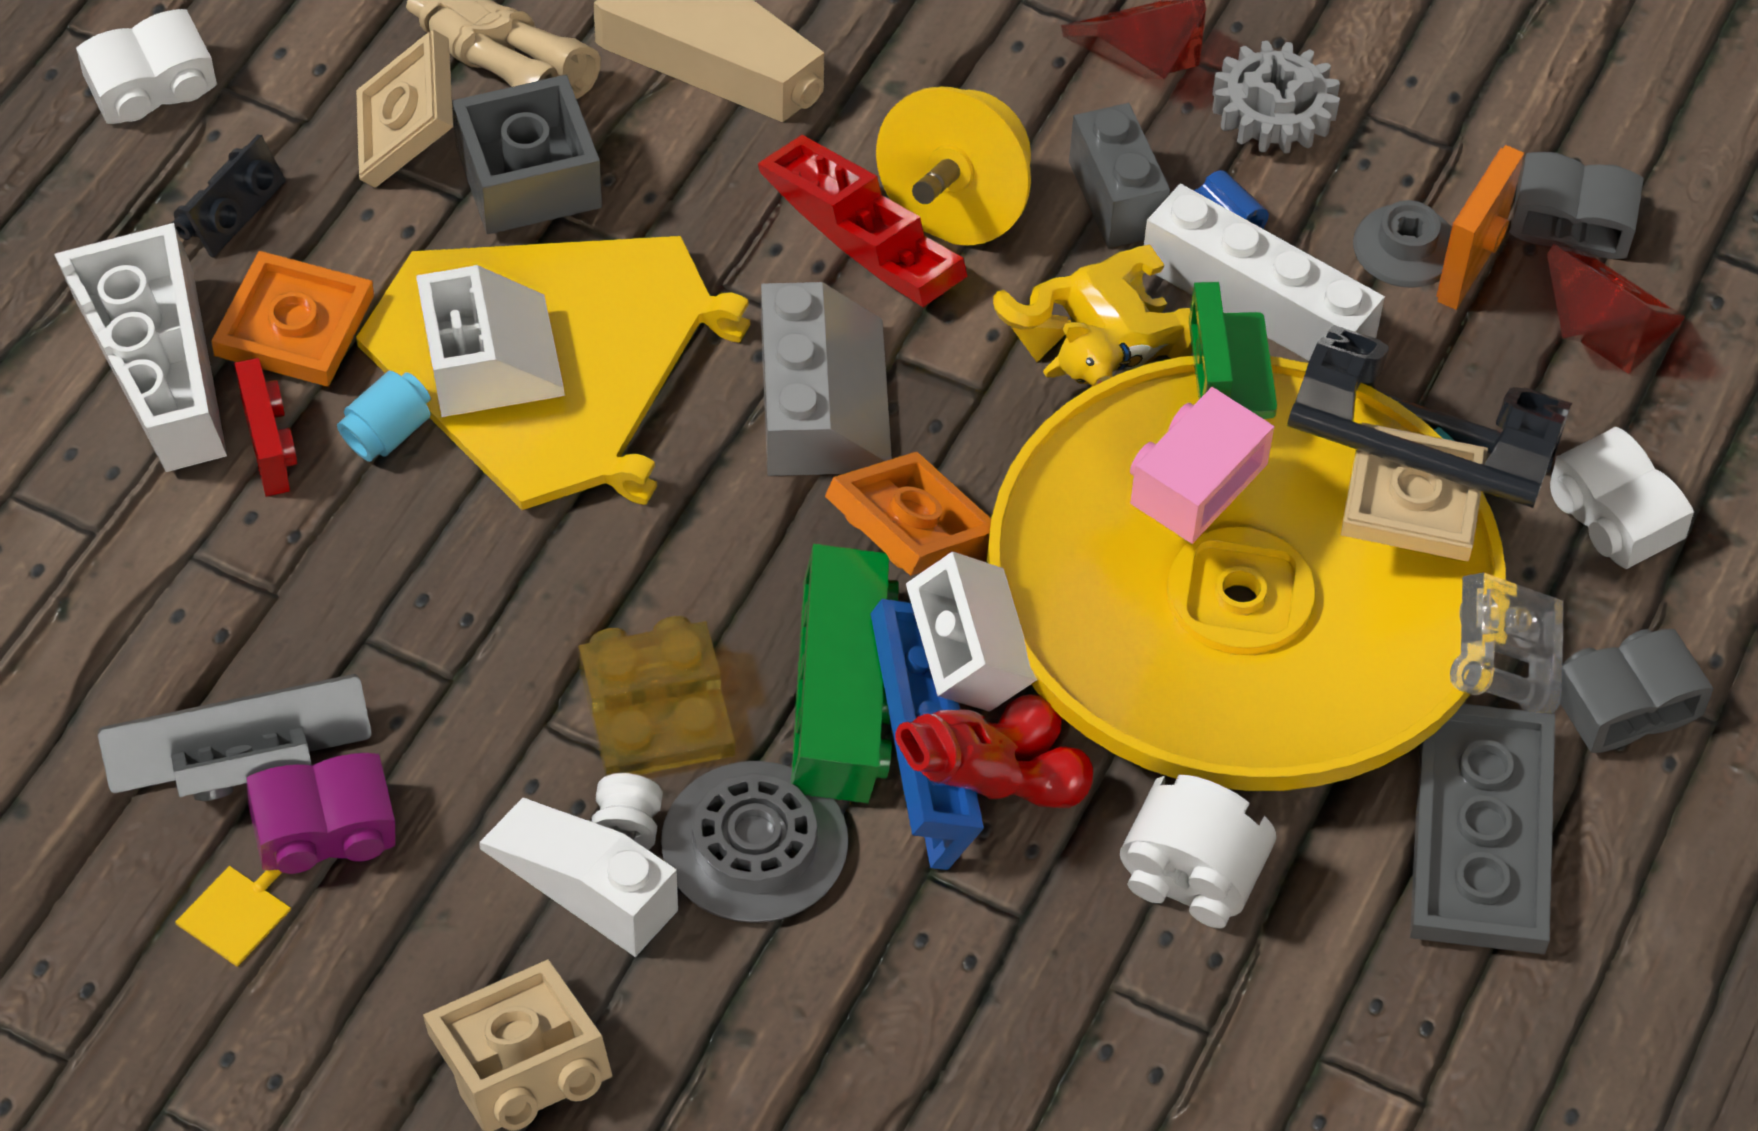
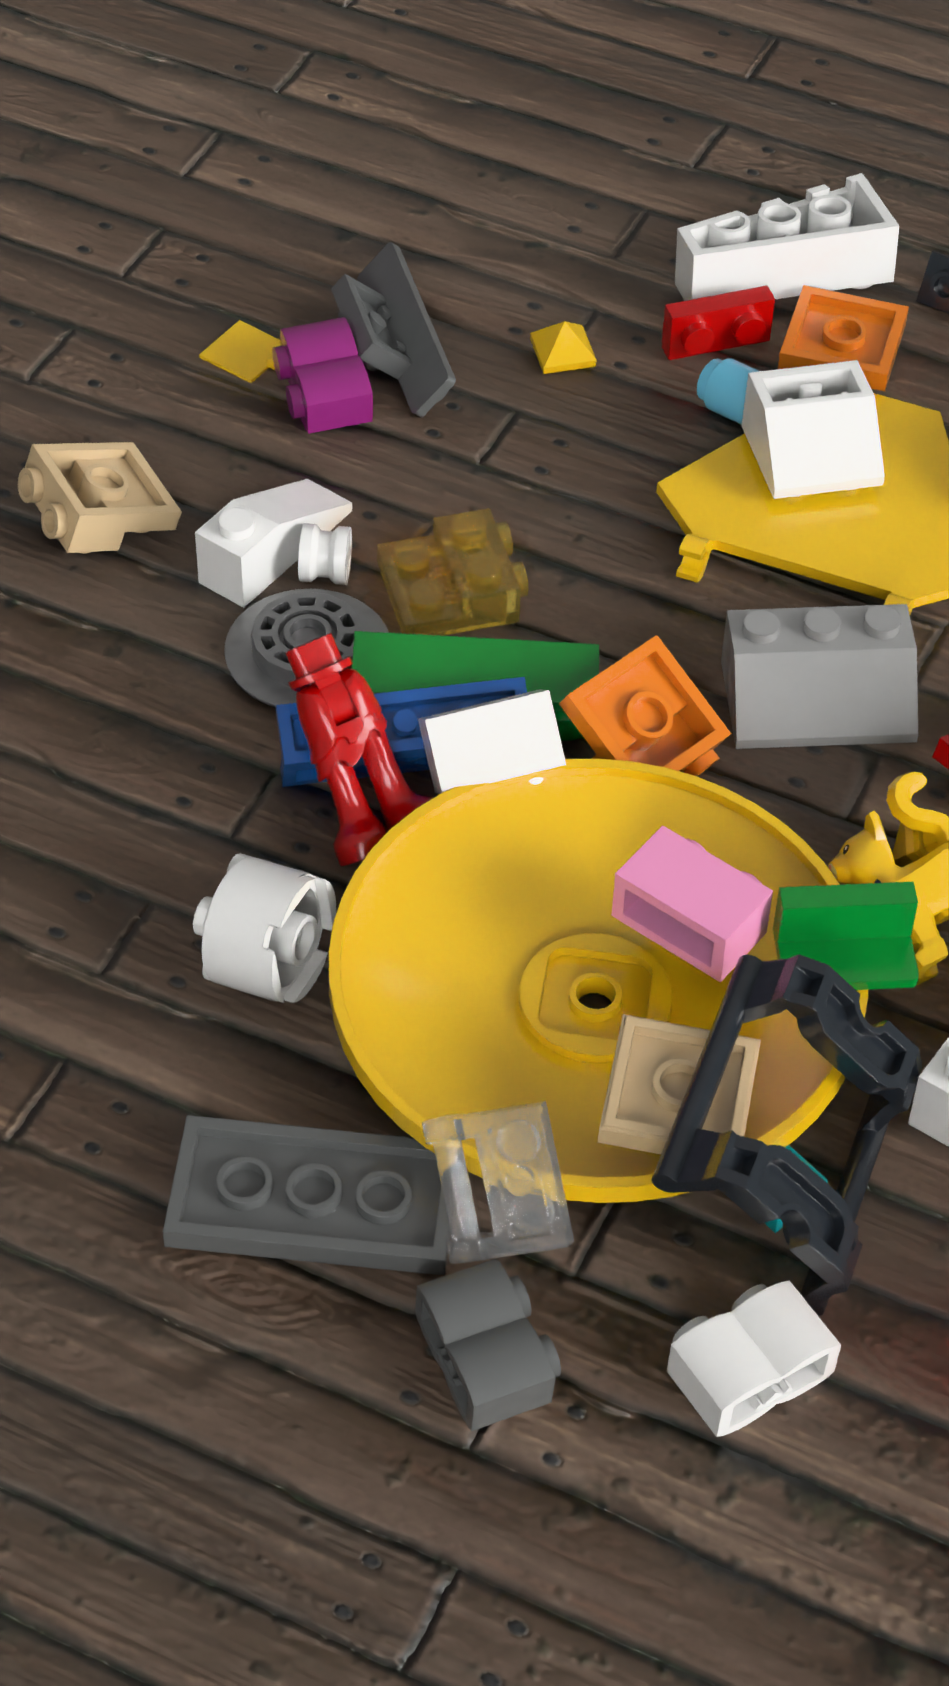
camera: 90 degrees right, 5 degrees down
(269, 587) = (562, 348): none -> yellow slope

